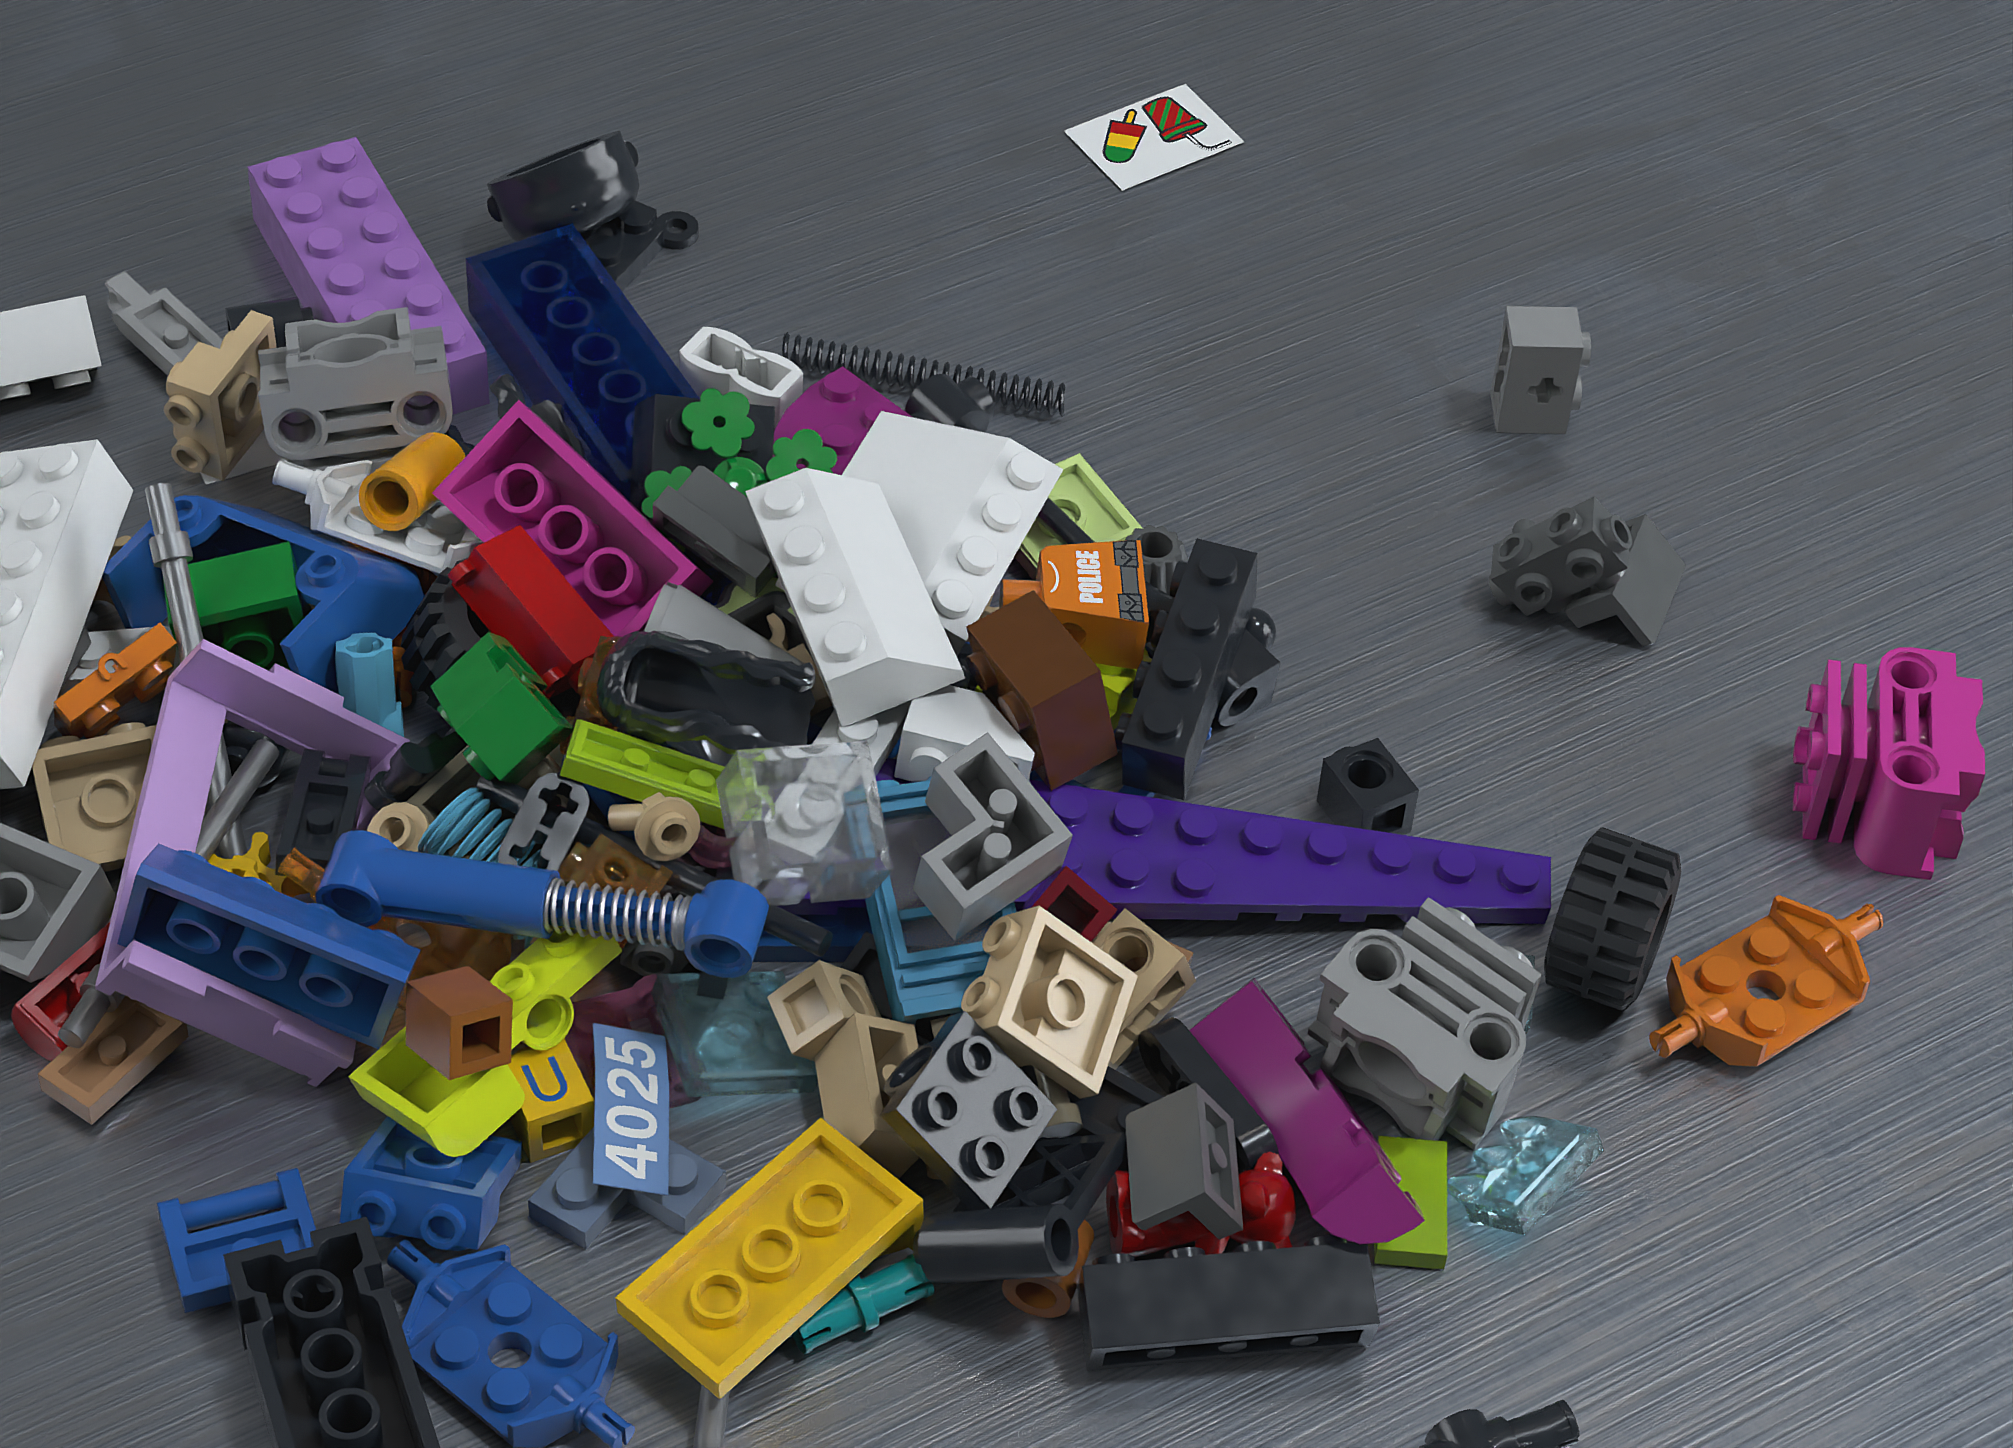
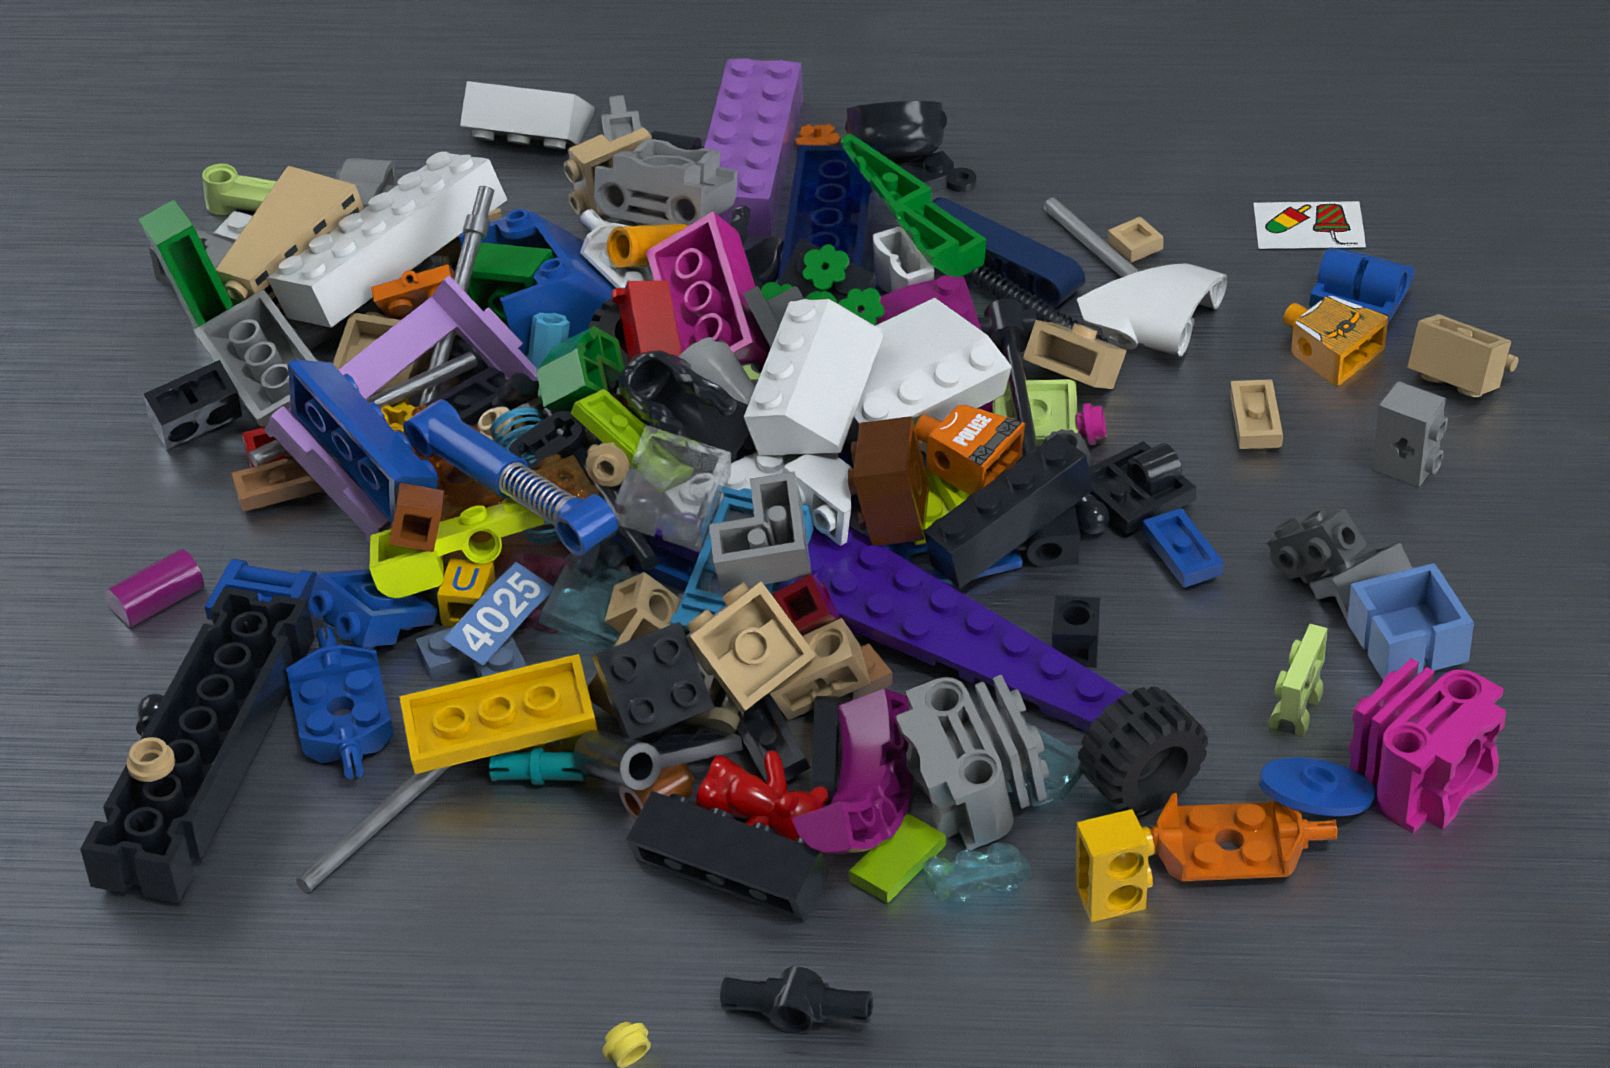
camera: 40 degrees right, 5 degrees down
(66, 1302) = (155, 588): none -> magenta brick
(442, 239) = (818, 135): none -> orange plant
(687, 279) = (937, 234): none -> green wedge
(868, 314) = (1021, 259): none -> dark blue beam
(978, 233) = (1135, 239): none -> tan plate
(1057, 417) = (1074, 353): none -> tan brick
(1079, 306) = (1090, 239): none -> light grey bar
(1093, 318) = (1153, 306): none -> white panel
(1146, 502) = (1092, 423): none -> dark pink plate
(1184, 1162) = (761, 766): dark grey panel -> none
(1291, 558) = (1141, 484): none -> black plate
(1299, 196) = (1362, 281): none -> blue plate
(1320, 413) = (1256, 414): none -> tan plate
(1323, 274) = (1336, 336): none -> light orange torso
(1388, 627) = (1182, 547): none -> blue plate
(1495, 245) = (1460, 355): none -> tan brick
(1697, 738) = (1301, 680): none -> yellowish green plate
(1697, 1086) = (1113, 865): none -> yellow brick
(1737, 613) = (1409, 618): none -> medium blue piece
(1807, 871) = (1316, 786): none -> blue piece

